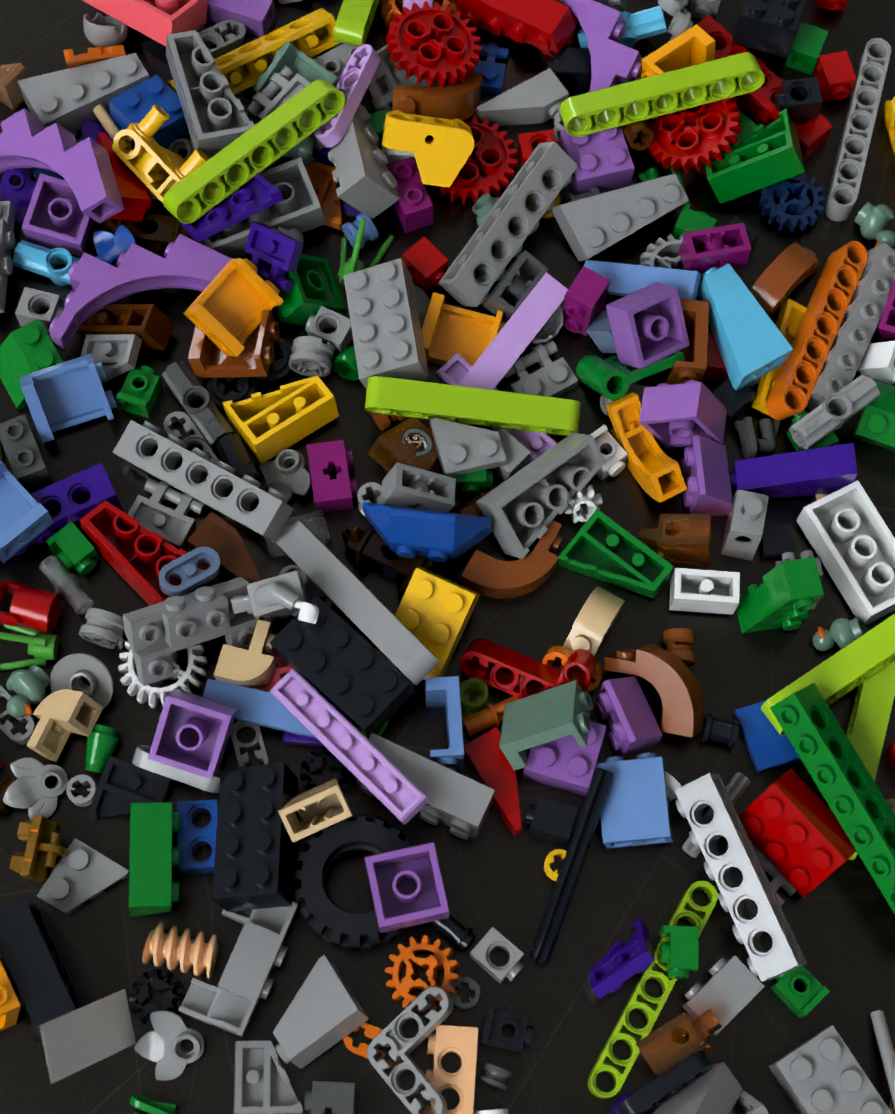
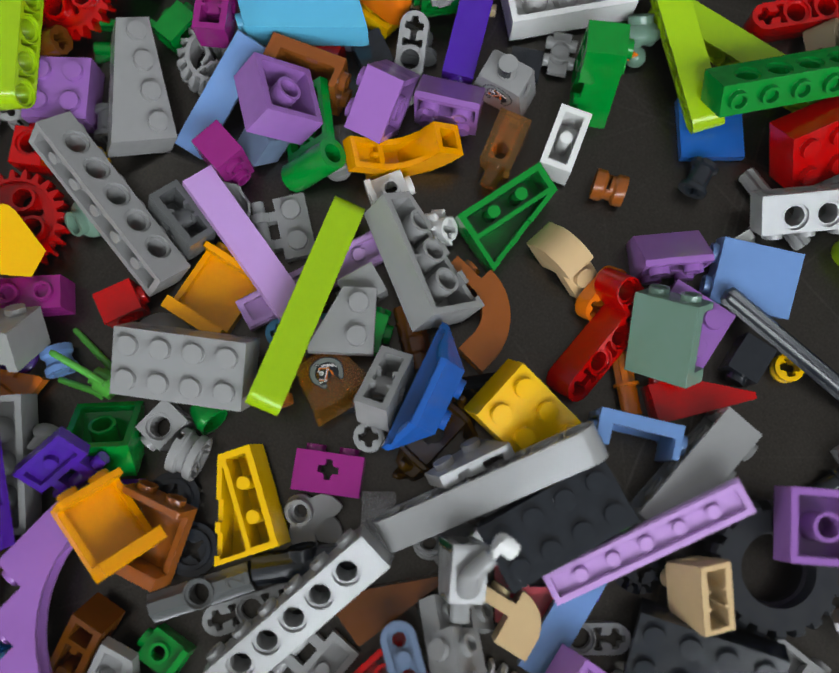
camera: 70 degrees left, 10 degrees up
(385, 588) = (467, 461): none -> light grey wing
(481, 688) = (613, 394): clear neon green bush -> none
(672, 679) = (644, 205): dark orange arch -> none
(758, 418) = (421, 35): none -> light grey beam

